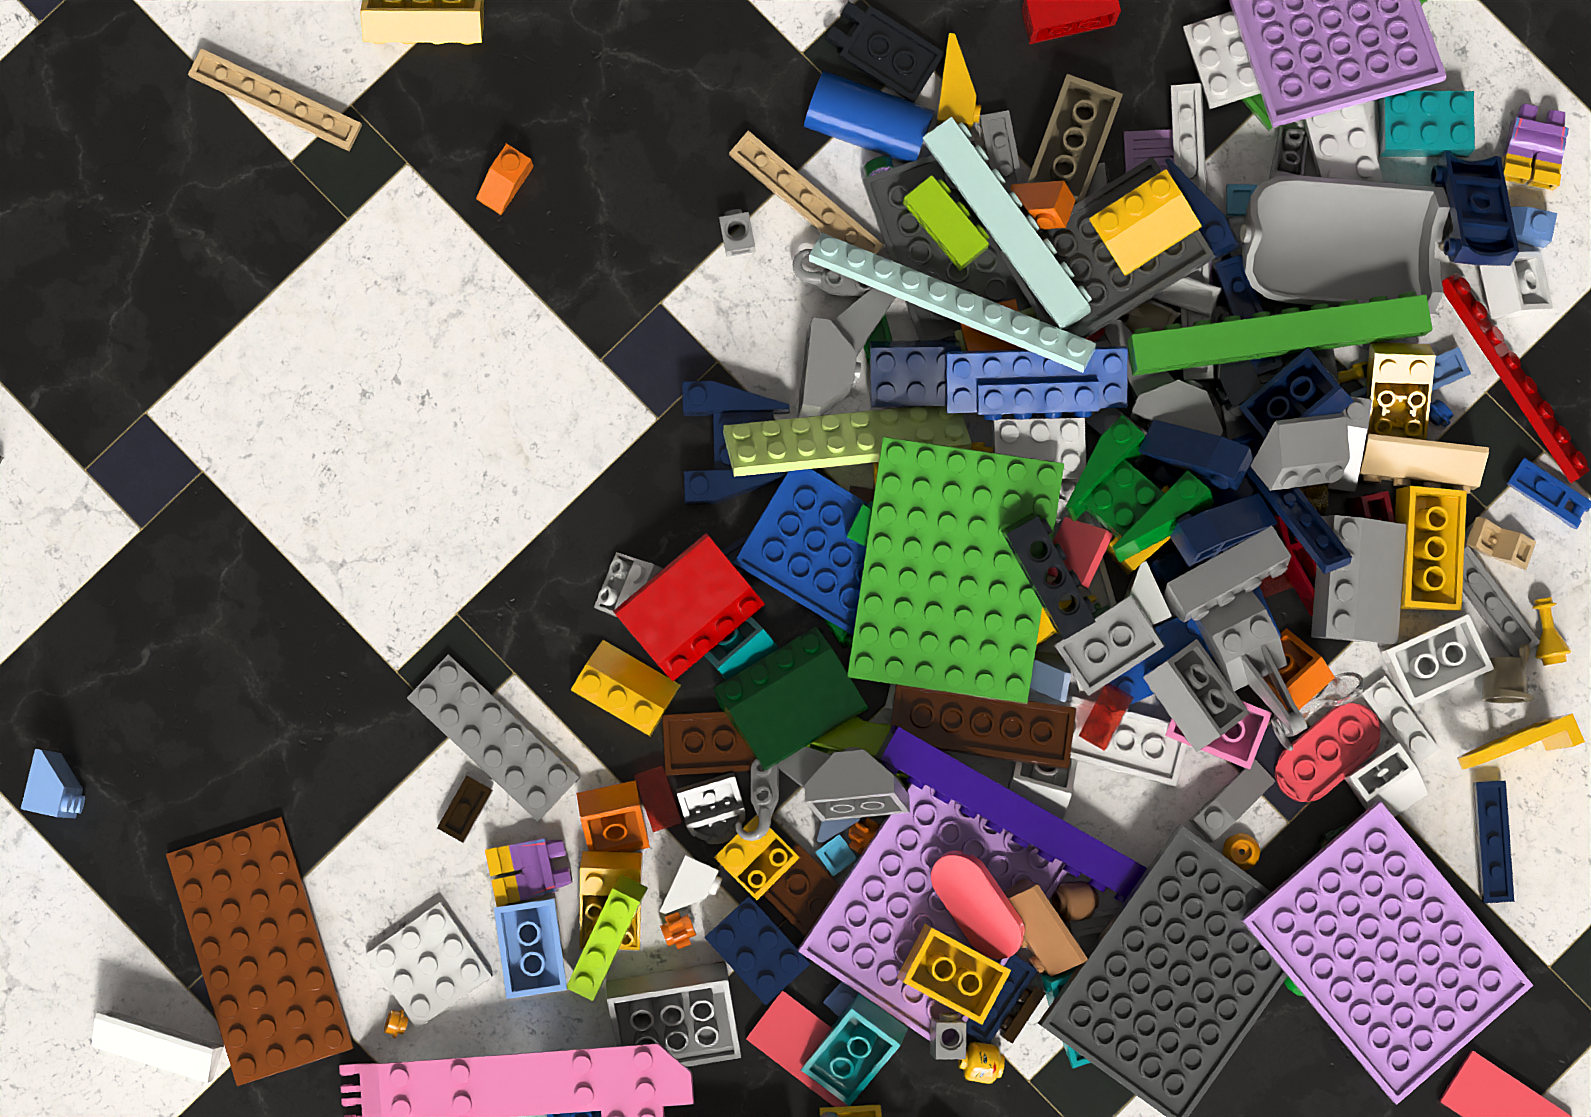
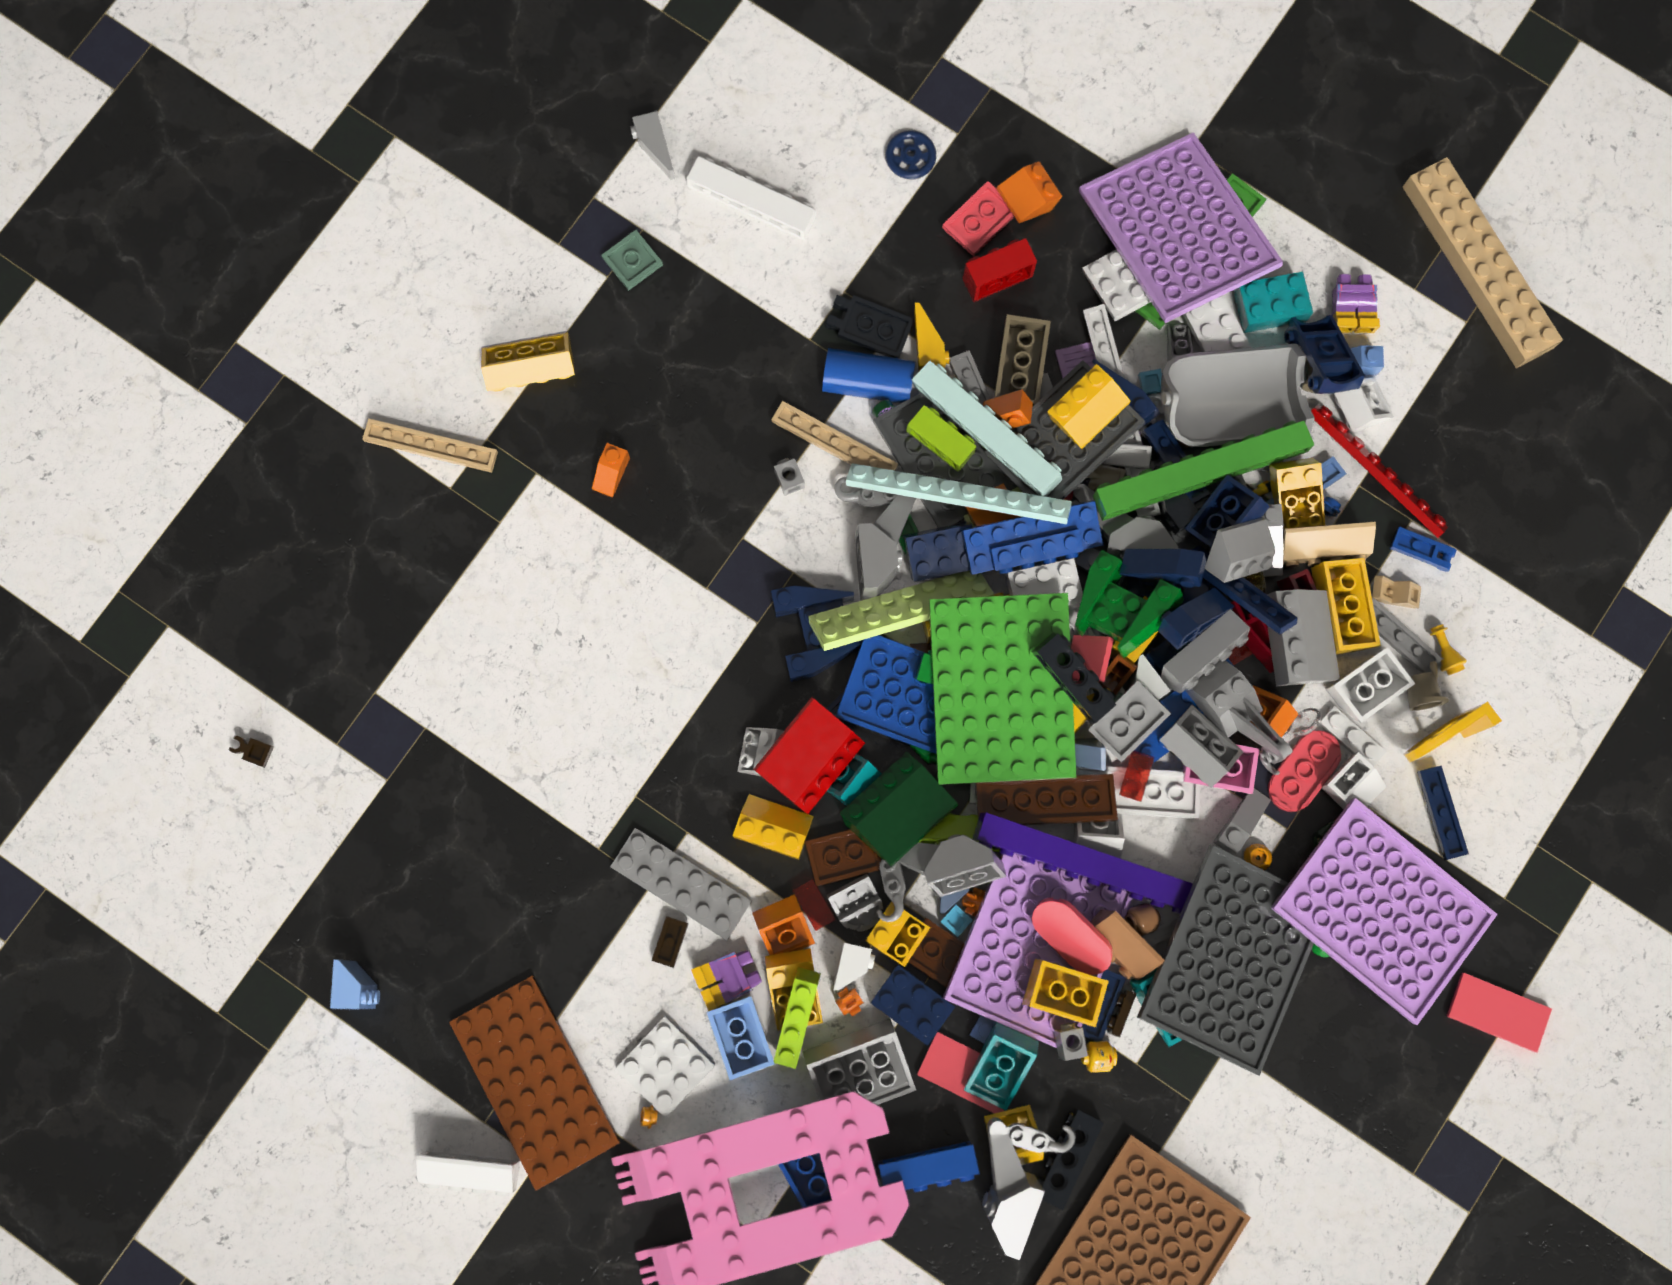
camera: 10 degrees left, 5 degrees down
(1108, 580) = (1118, 673): none -> dark orange slope

